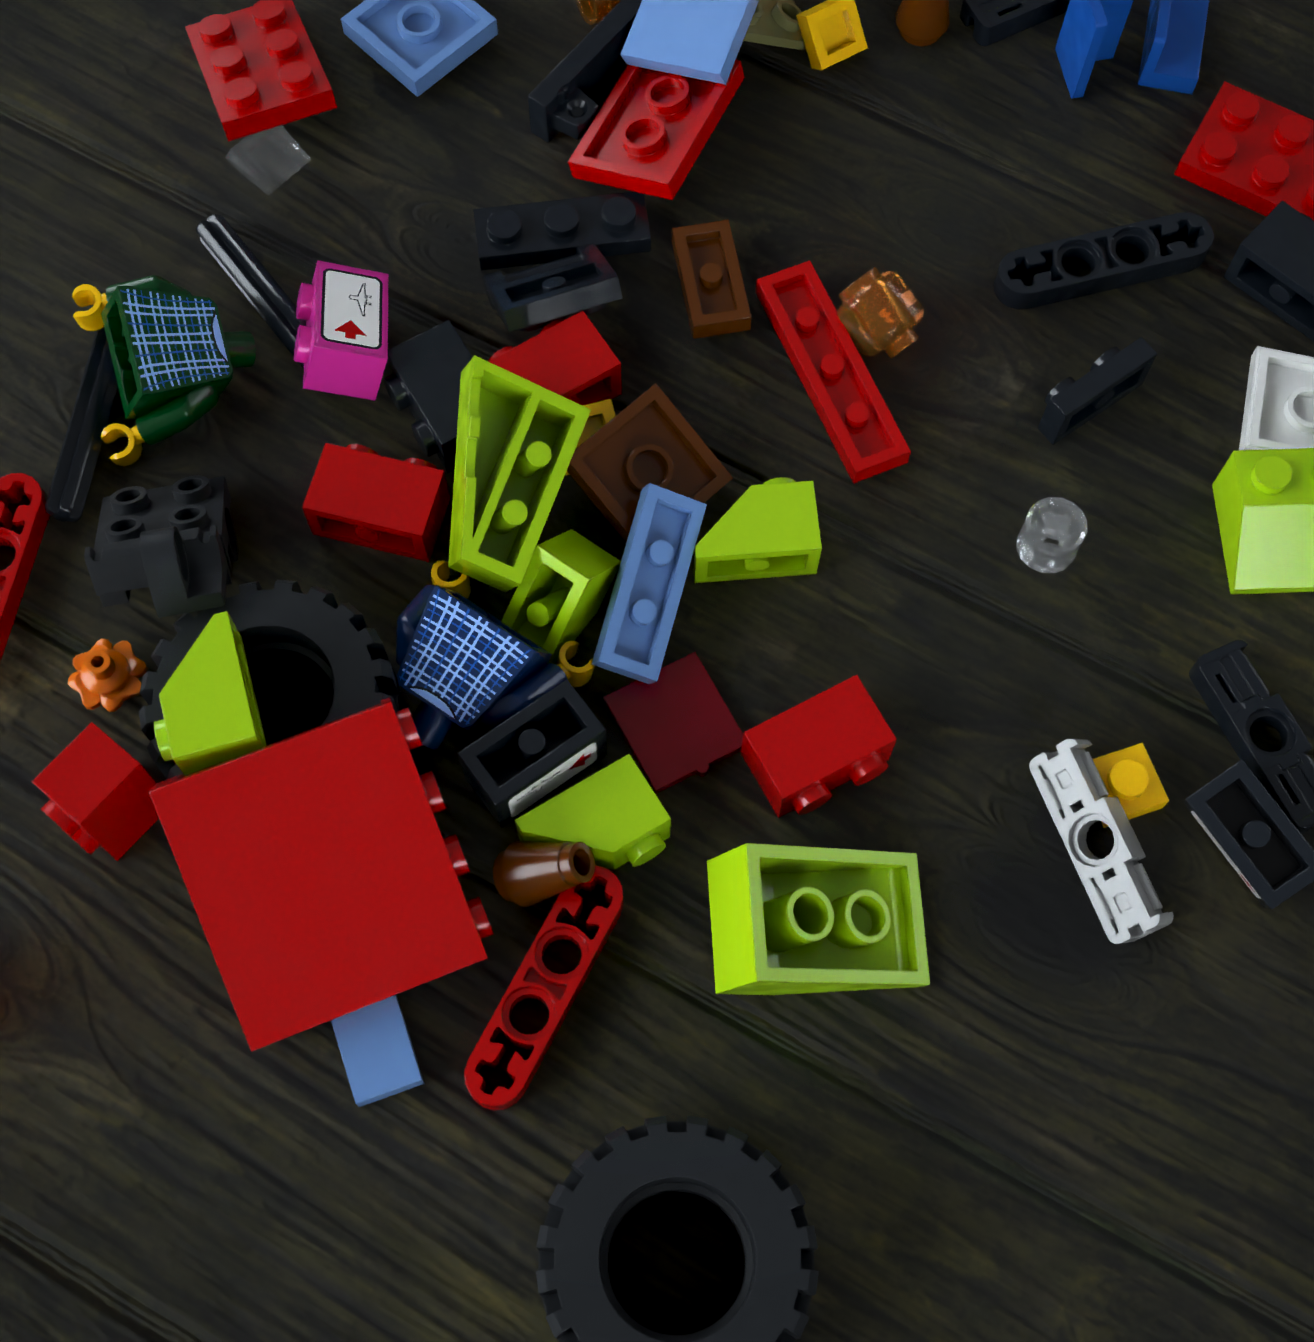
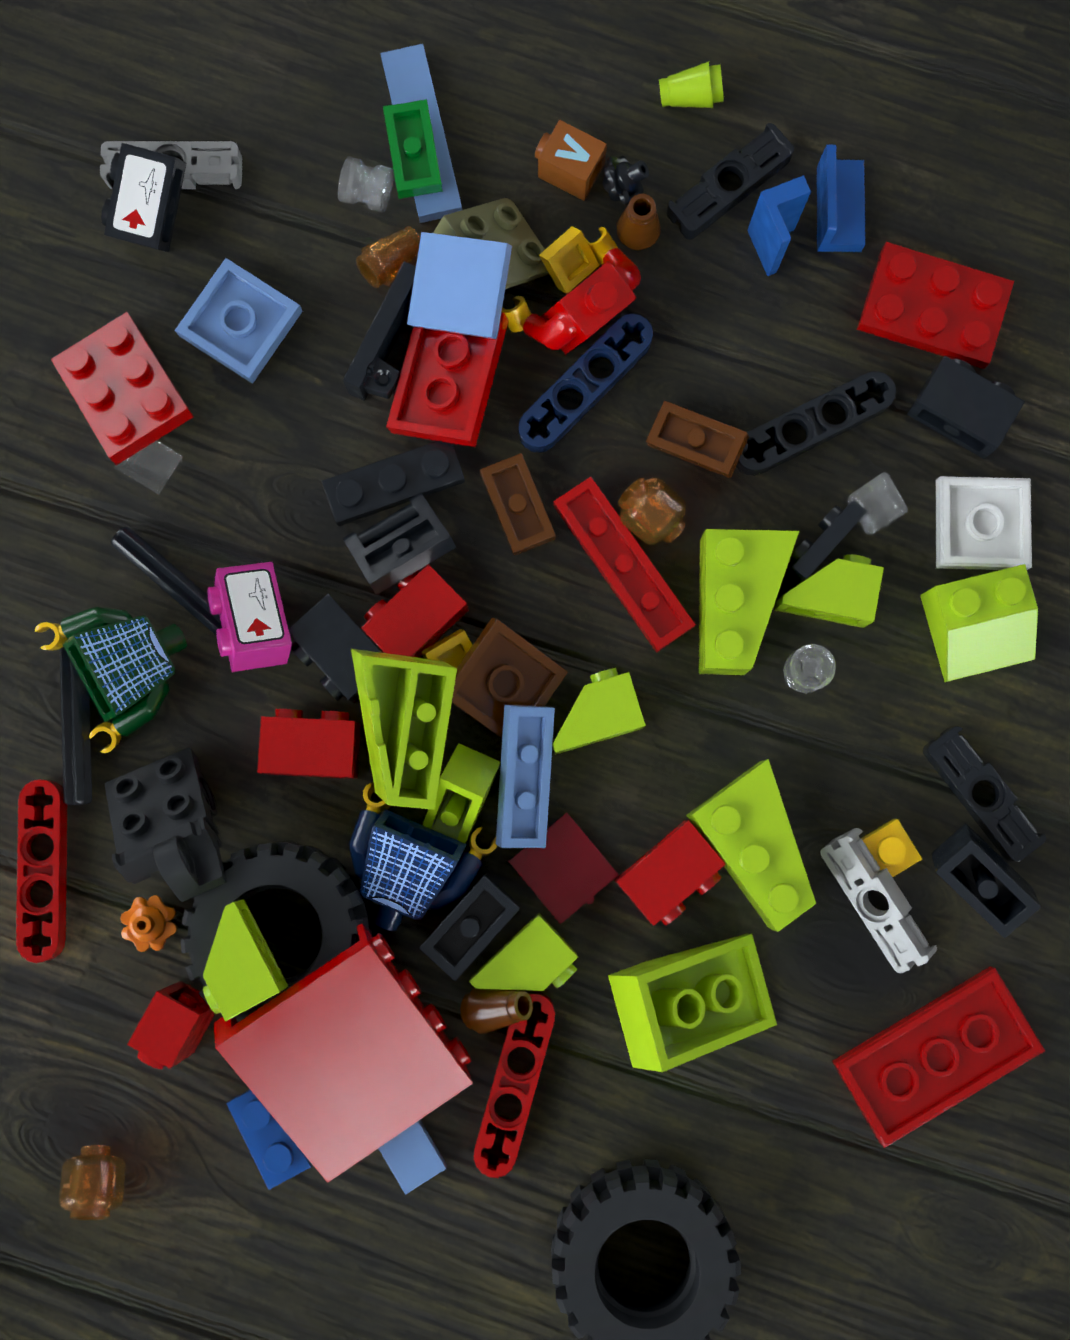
camera: 10 degrees left, 15 degrees up
(188, 989) = (268, 1143): none -> blue plate
(819, 161) = (581, 379): none -> dark blue beam
(837, 74) = (586, 306): none -> red torso
(946, 733) = (756, 842): none -> lime wedge
(953, 245) = (697, 439): none -> reddish brown plate
(972, 423) = (737, 594): none -> lime wedge
(1098, 450) = (837, 593): none -> lime slope
(1153, 1076) = (938, 1056): none -> red tile
(1178, 363) = (881, 501): none -> clear slope

